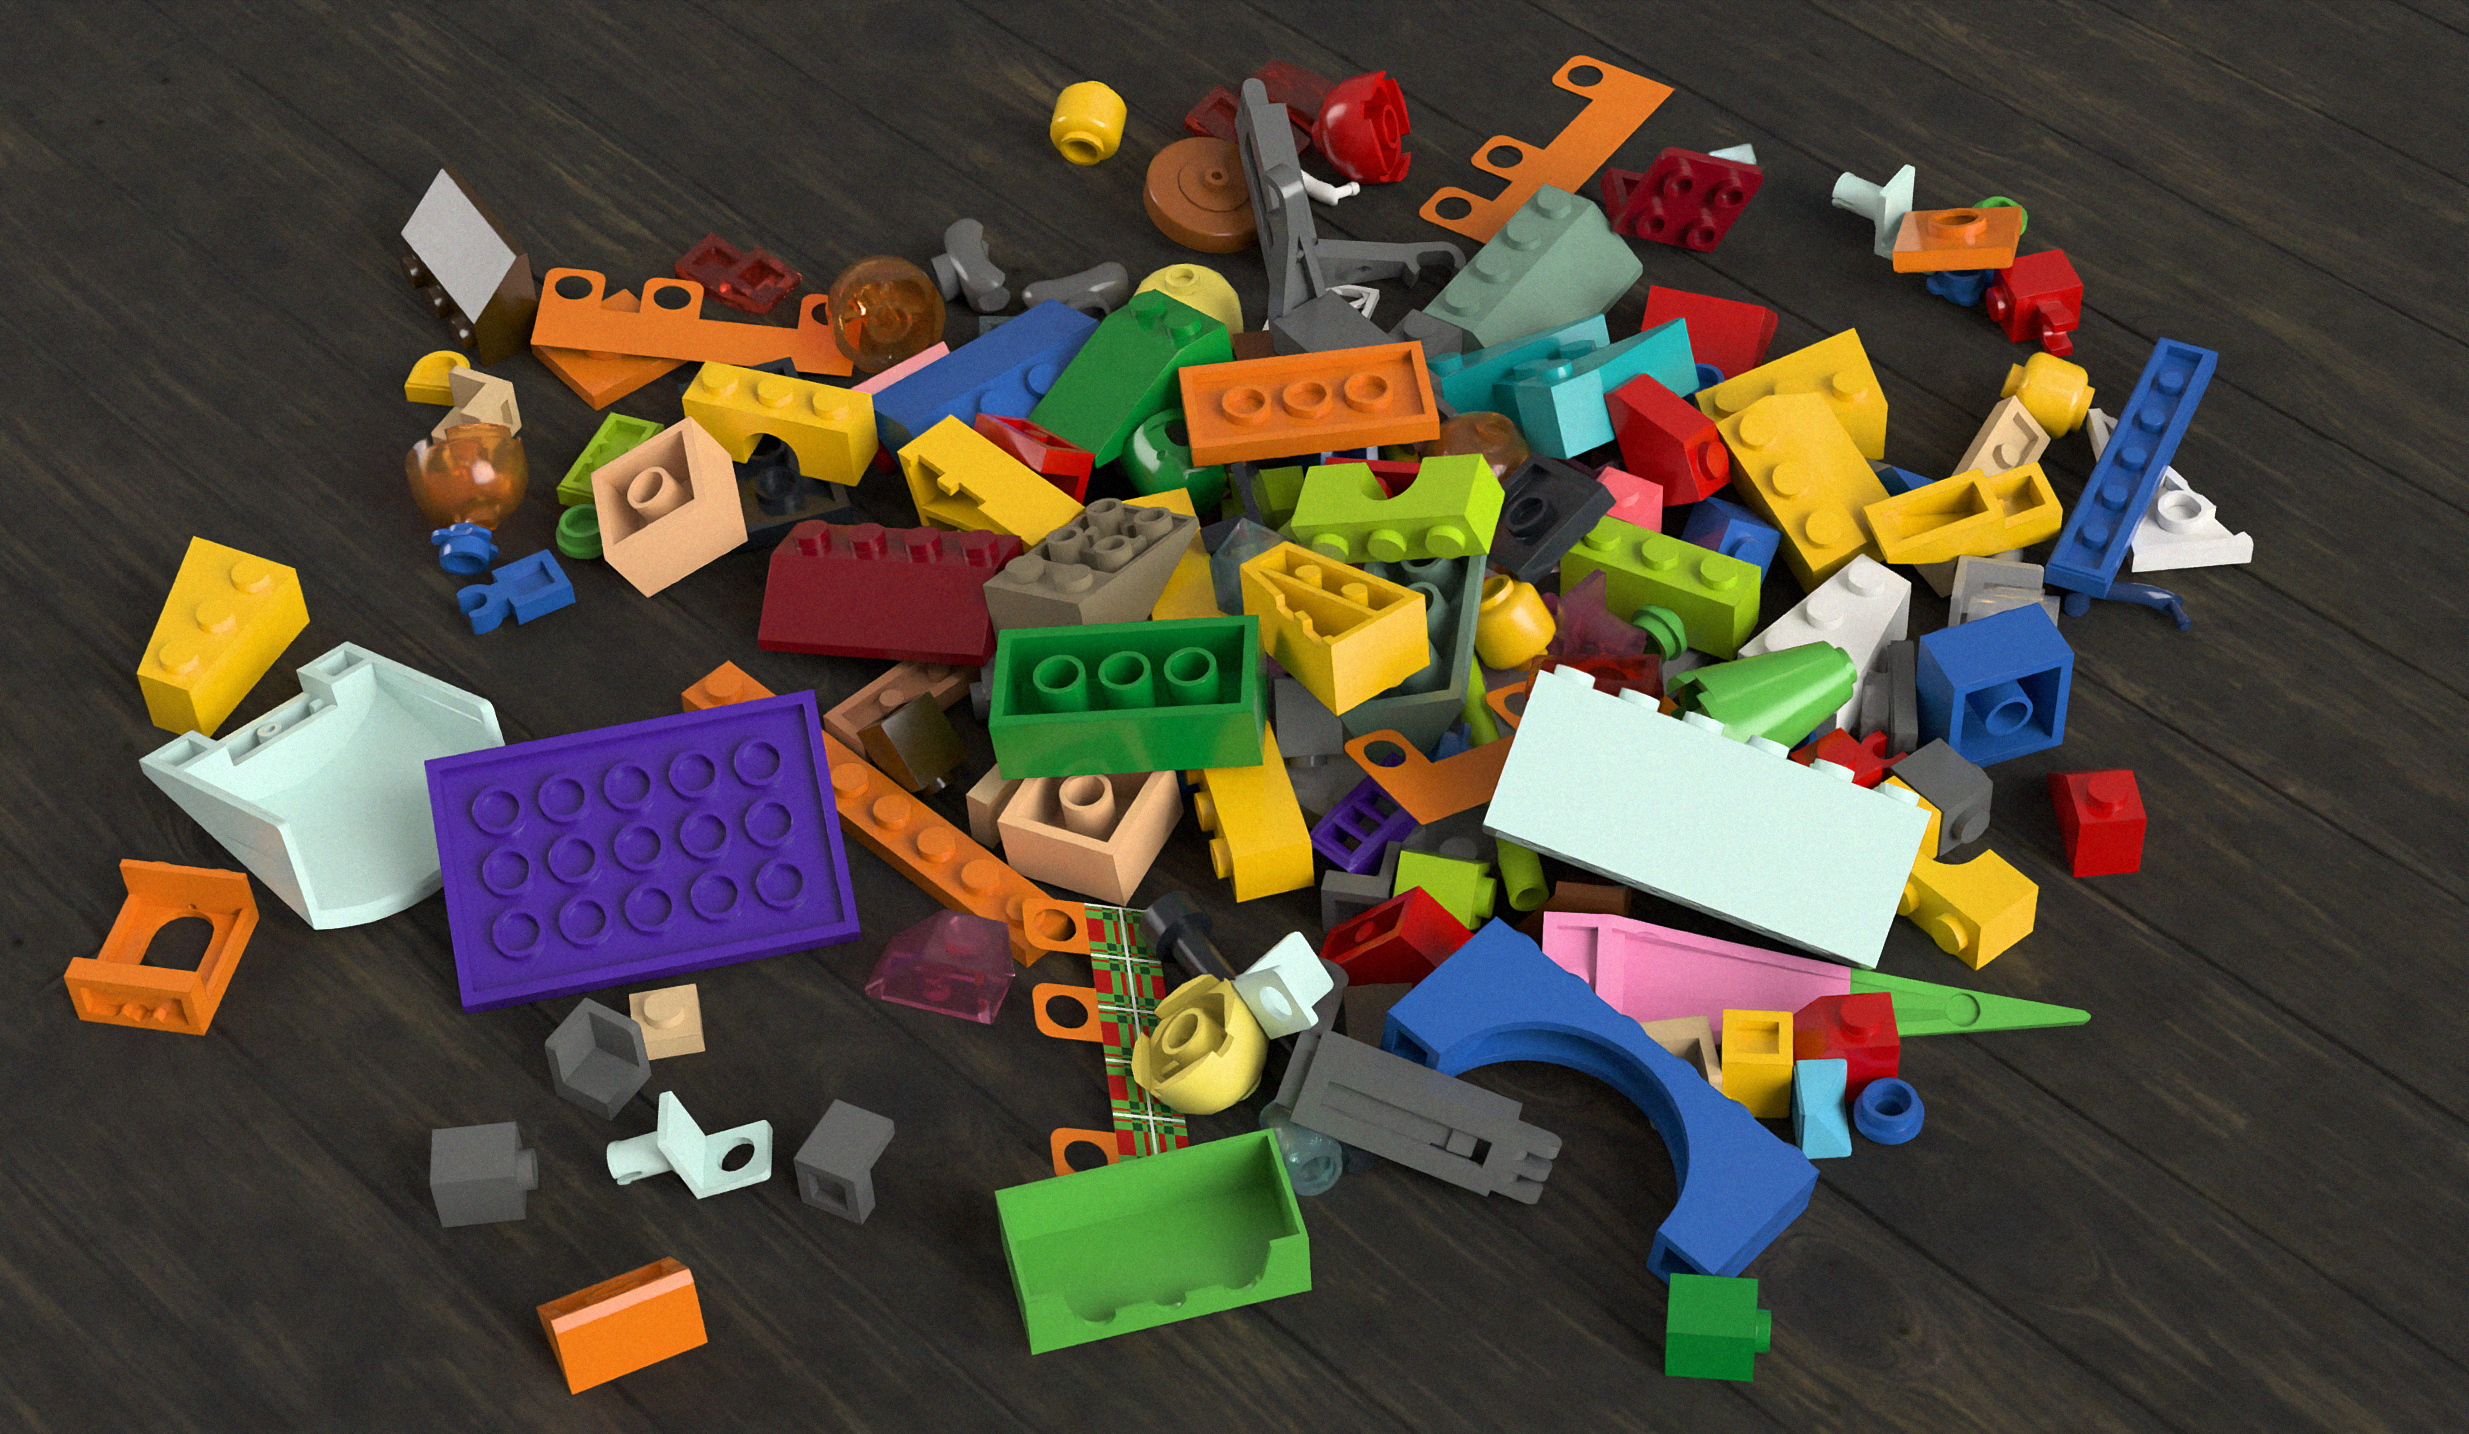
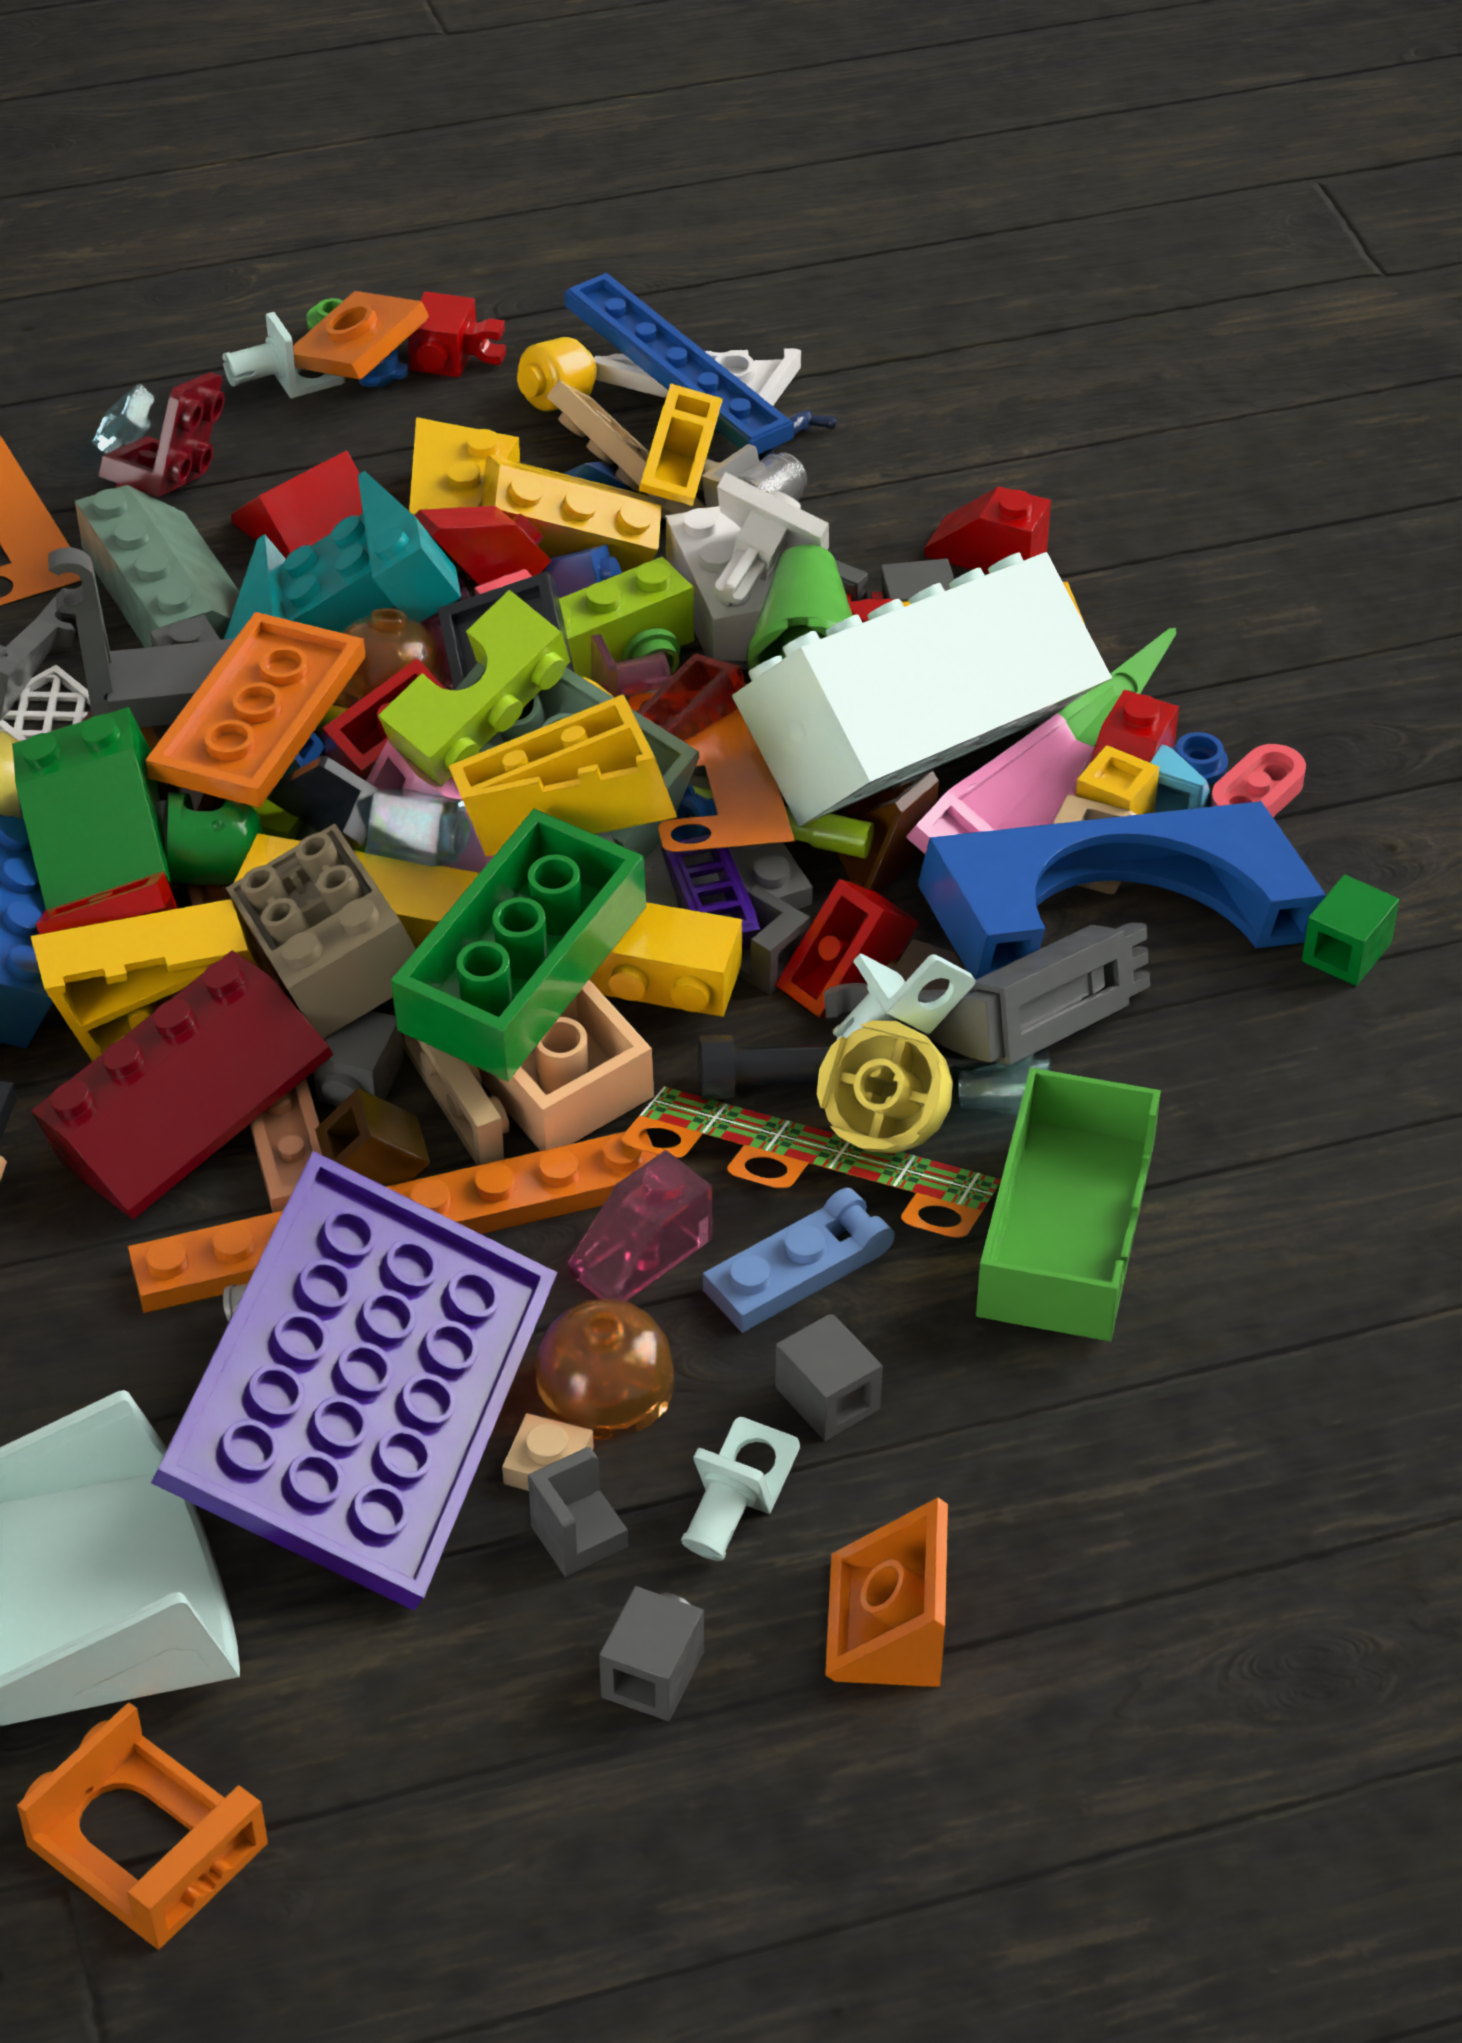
camera: 65 degrees left, 0 degrees up
(776, 1011) = (604, 1367): none -> clear orange cylinder
(988, 1088) = (797, 1261): none -> medium blue plate
(1452, 880) = (811, 878): lime brick -> none
(1854, 614) = (768, 528): none -> white piece
(1881, 1174) = (1265, 774): none -> coral plate
(1995, 685) = (858, 501): blue brick -> none

